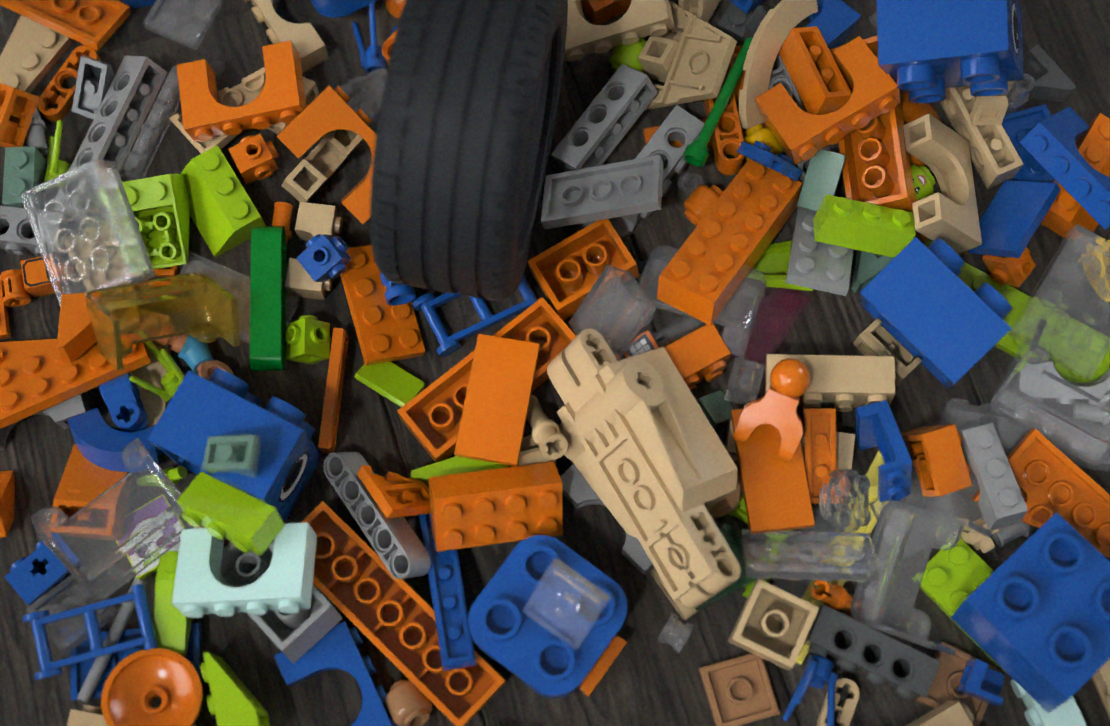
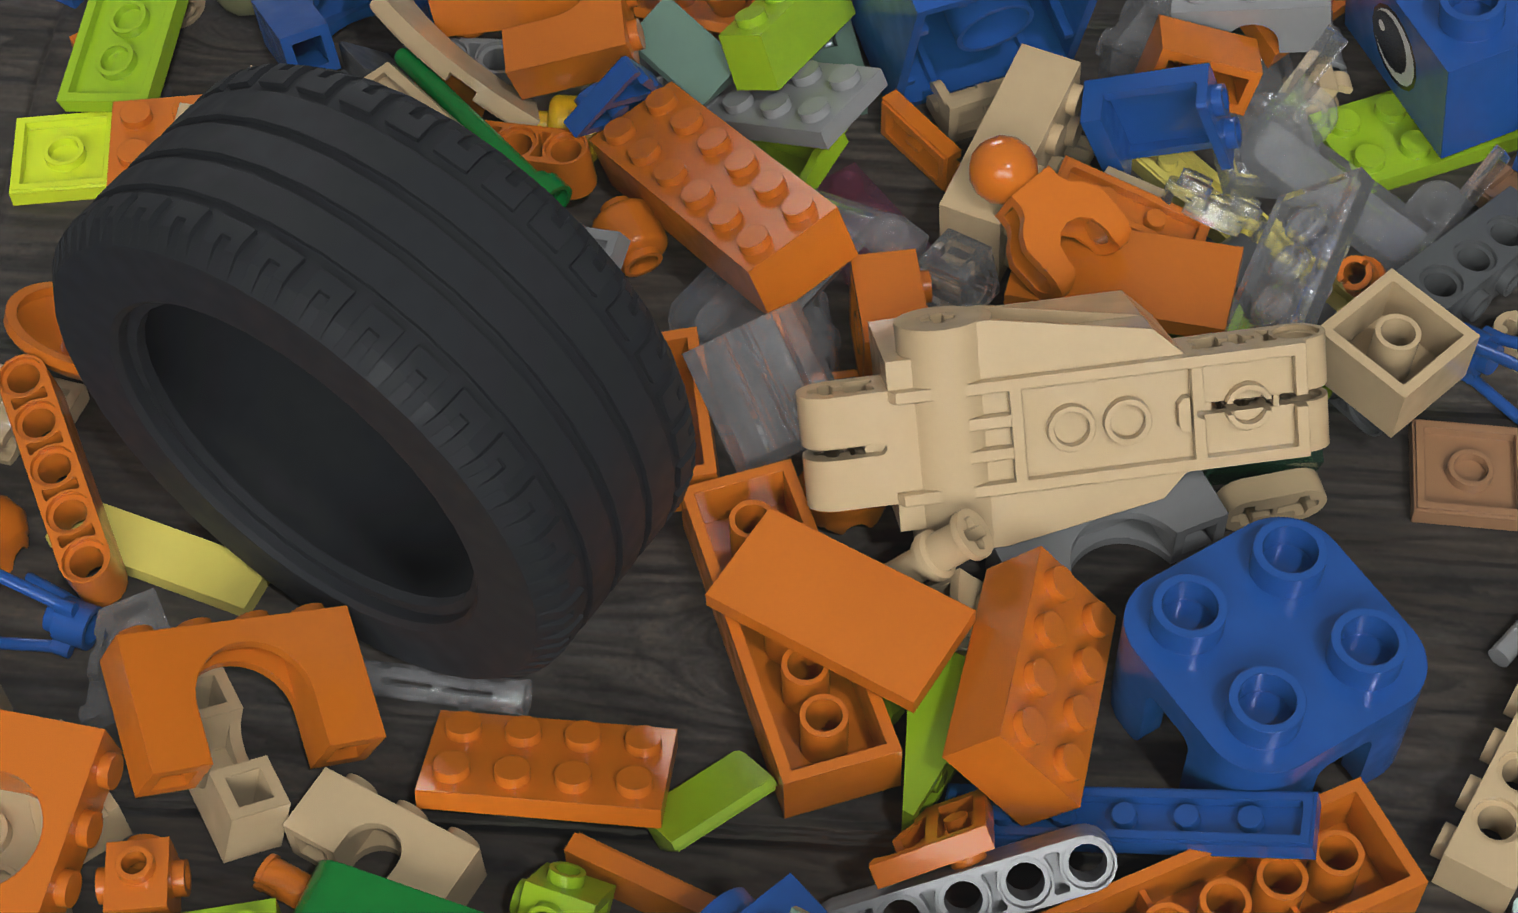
camera: 65 degrees left, 20 degrees down
(324, 257) = (423, 817): blue brick -> none
(397, 293) = (540, 708): blue wheel -> none
(450, 344) = (680, 686): blue piece -> none
(566, 604) = (1278, 582): clear tile -> none
(675, 633) = (1348, 517): clear wheel -> none
(838, 326) = (919, 139): none -> orange tile

